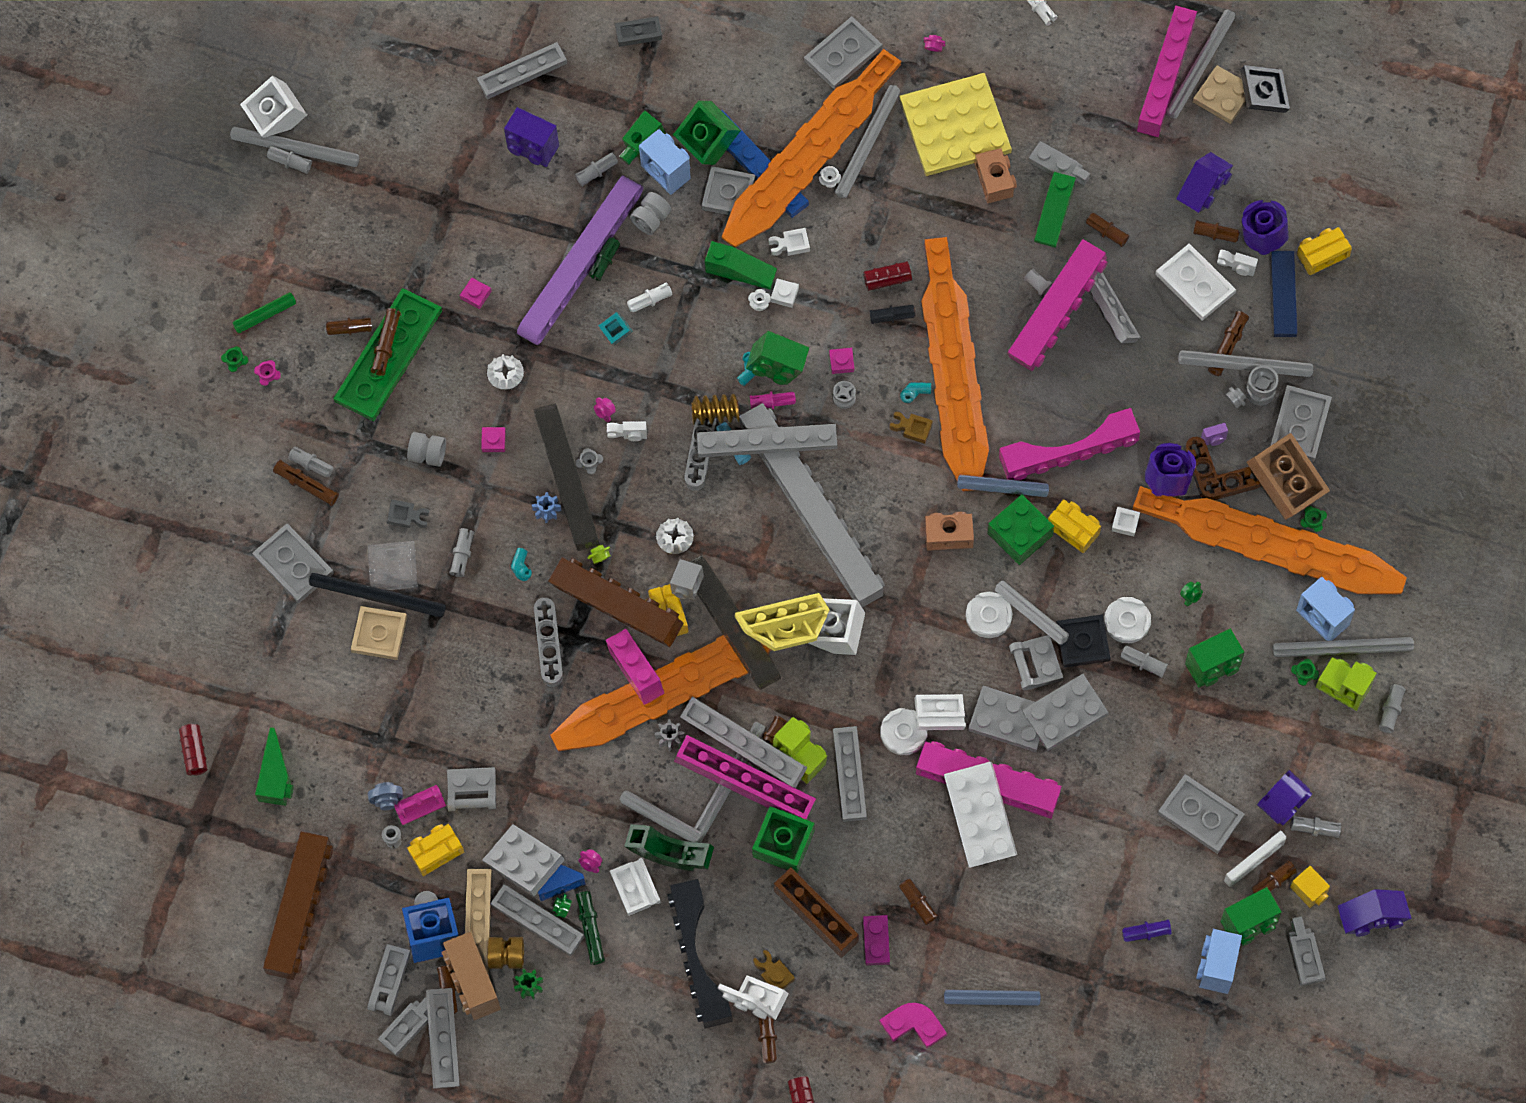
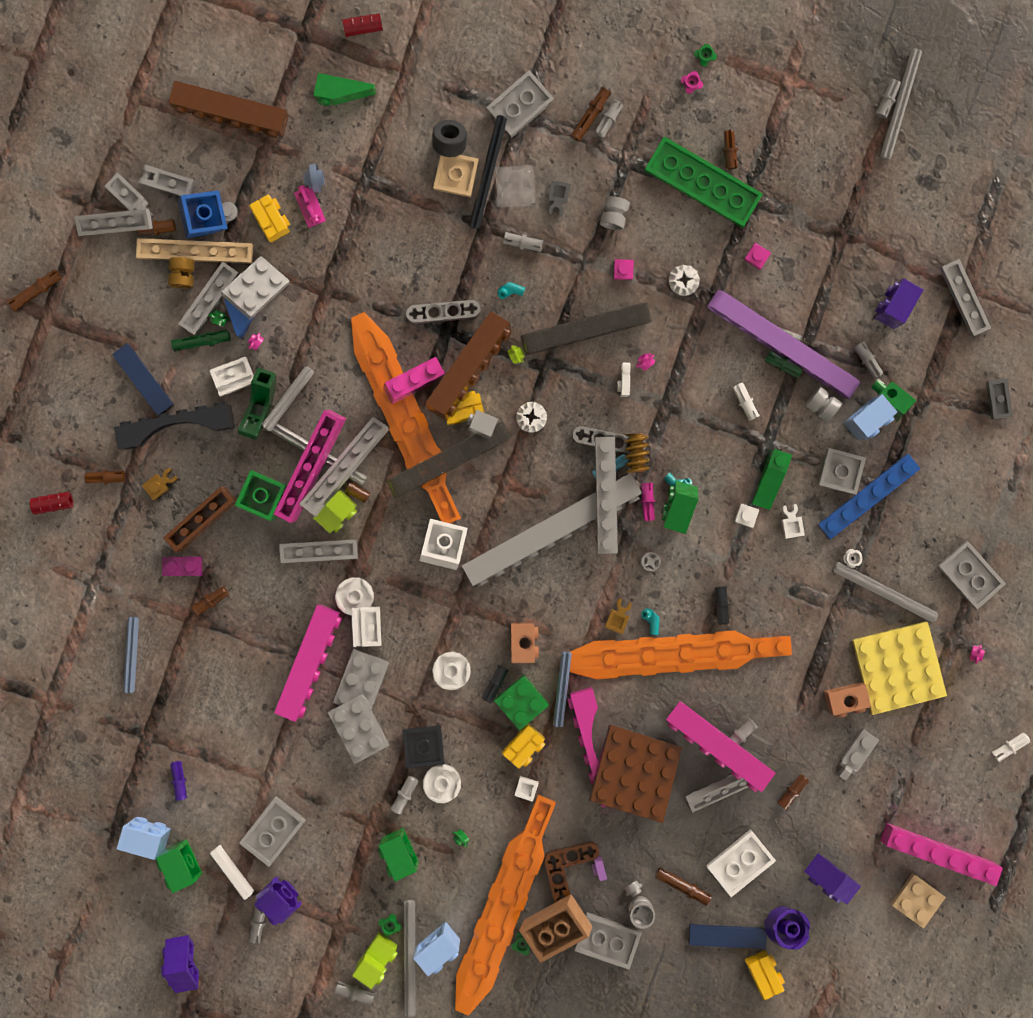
camera: 85 degrees right, 20 degrees up
(264, 312) = (746, 79): green axle -> none
(273, 108) = (937, 84): white slope -> none
(327, 633) = (440, 138): none -> black tyre
(383, 350) = (703, 176): reddish brown pin -> none
(387, 836) = (280, 183): light grey pin -> none
(470, 976) = (152, 243): medium nougat brick -> none
(471, 782) = (327, 248): light grey plate -> none
(526, 976) = (161, 293): green gear -> none
(552, 507) = (563, 308): medium blue gear -> none
(586, 455) = (599, 342): light grey plate -> none
(615, 328) = (716, 372): teal brick -> none
(641, 998) = (143, 379): none -> dark blue tile
(669, 742) = (353, 403): light grey gear -> none
(706, 132) = (896, 454): green brick -> none
(756, 996) = (130, 467): white bracket -> none
(759, 305) = (735, 494): white plate -> none
(785, 622) = (437, 504): light yellow wedge -> none
(808, 151) = (876, 541): orange plate -> none
(841, 360) = (682, 561): dark pink plate -> none
(887, 276) = (757, 603): dark red axle -> none
(914, 1017) = (118, 592): dark pink plate -> none
(980, 814) = (272, 655): white brick -> none
(1001, 562) = (495, 684): none -> black axle
(1032, 612) = (448, 706): light grey axle -> none
(1043, 660) = (408, 713): light grey plate -> none
(1055, 209) = (813, 748): green slope -> none
(1097, 397) = (635, 774): none -> reddish brown plate
(1170, 470) = (565, 830): dark purple brick -> none
(1200, 64) = (949, 883): light grey axle -> none
(1216, 232) = (787, 884): reddish brown axle -> none
(1240, 263) = (755, 903): white plate -> none
(1244, 363) = (662, 897): light grey axle -> none
(1264, 89) = (919, 937): plate -> none
(1276, 877) = (215, 885): reddish brown axle -> none
(1305, 953) = (153, 905): light grey hinge -> none
(1310, 887) = (206, 914): yellow brick -> none

